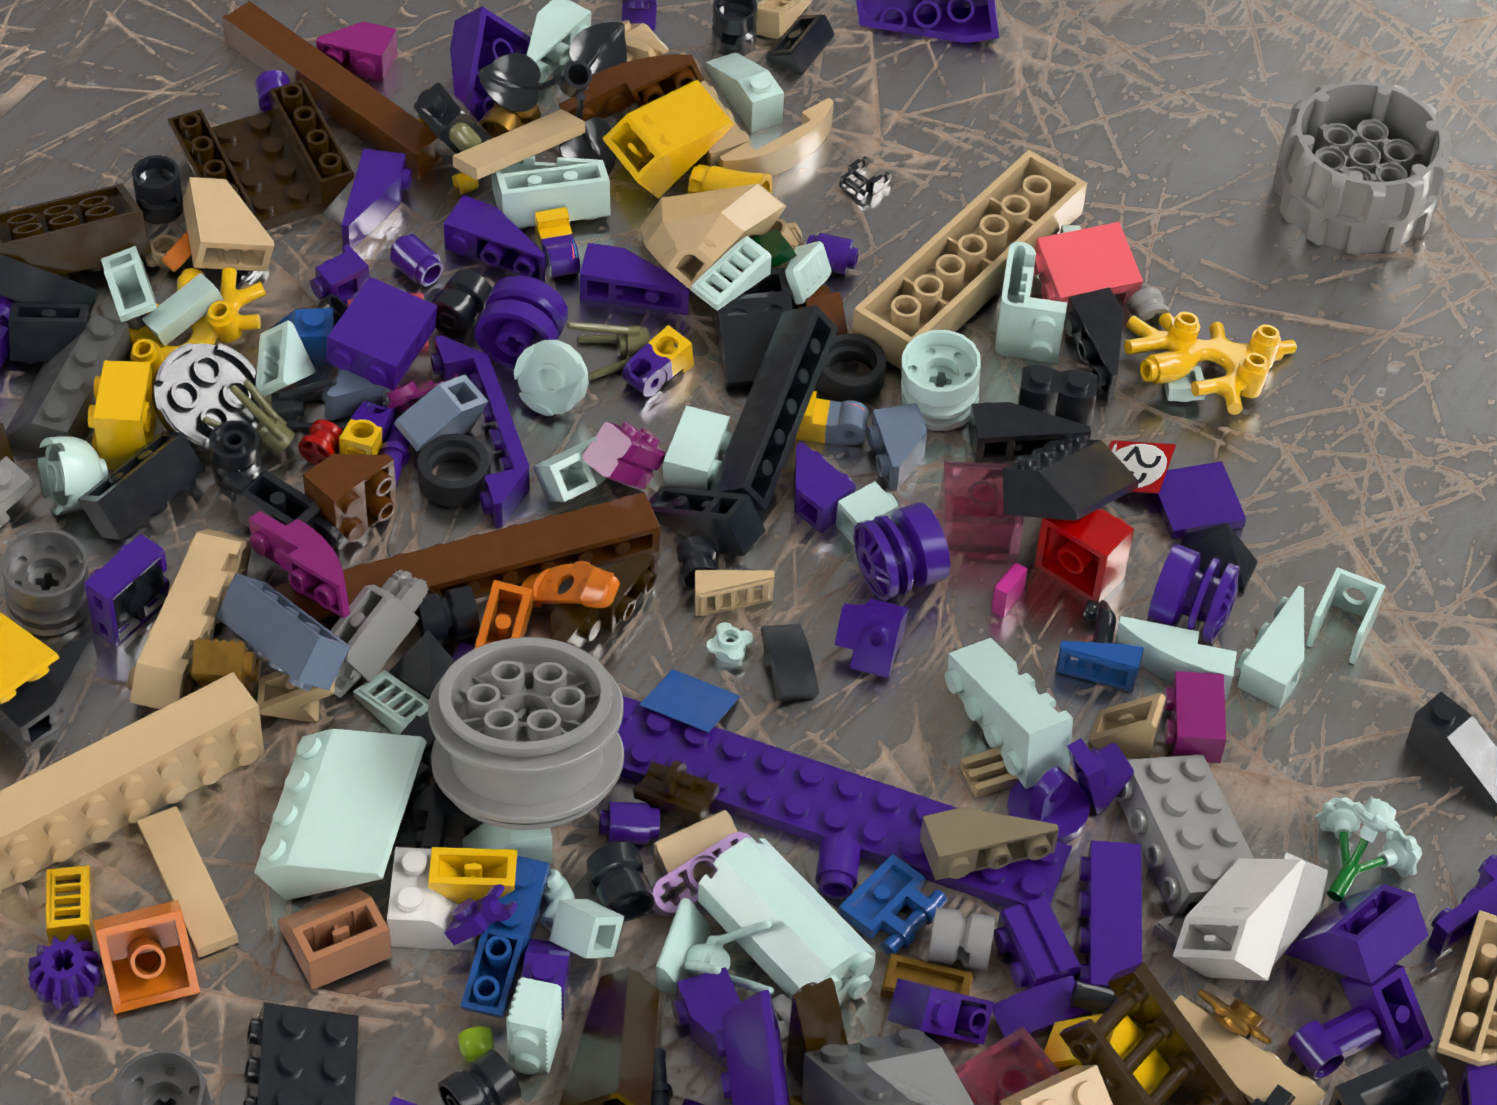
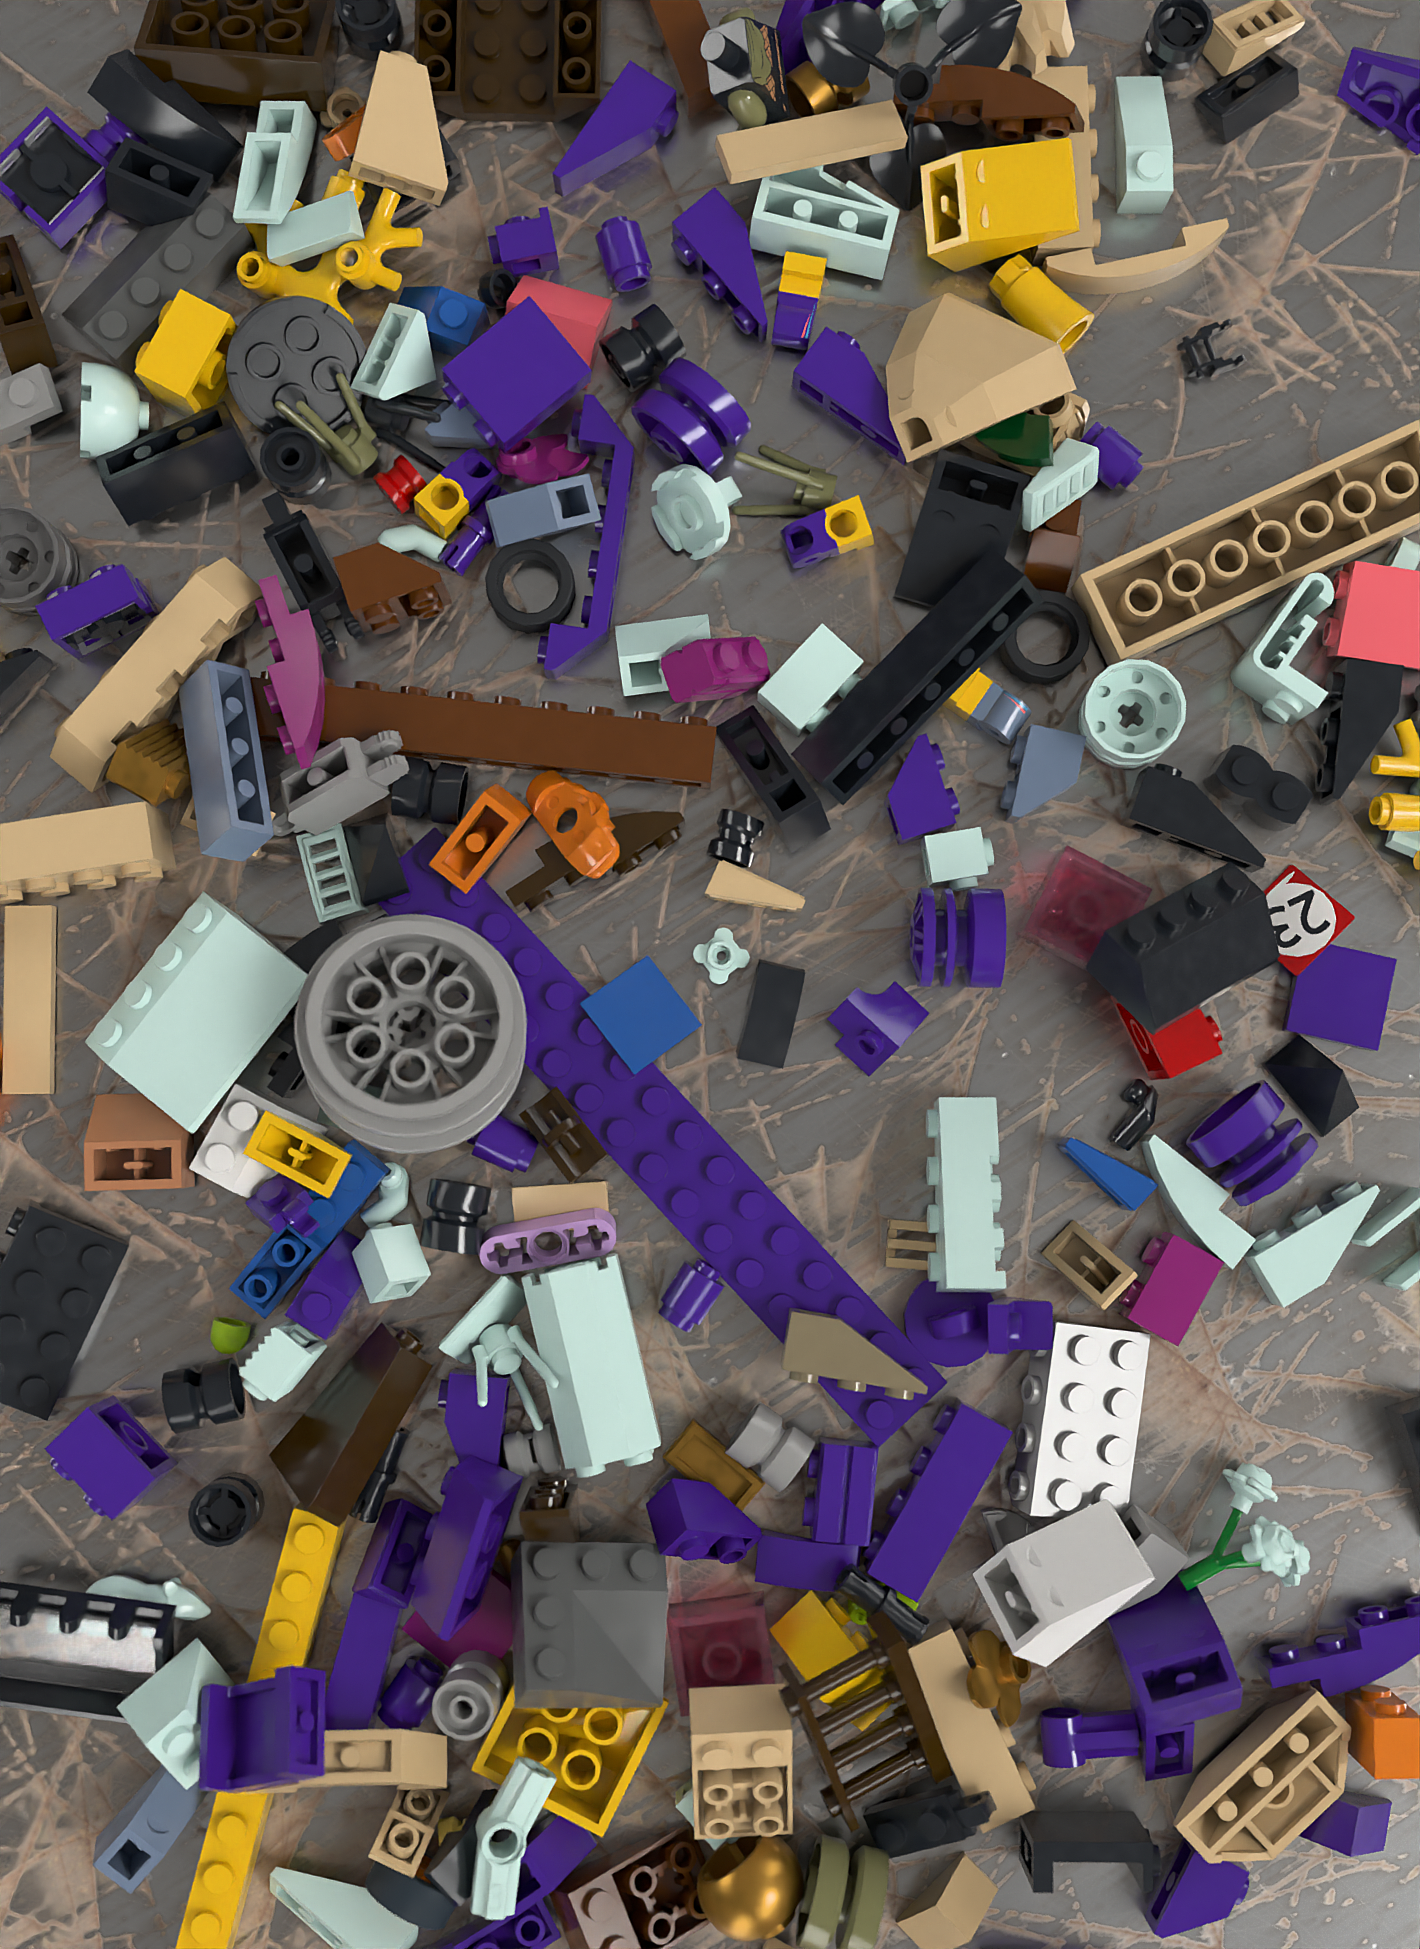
camera: 25 degrees right, 35 degrees up
(747, 256) = (971, 446): light aqua slope -> none
(883, 895) = (718, 1352): blue plate -> none
(1009, 590) = (1057, 1029): dark pink tile -> none

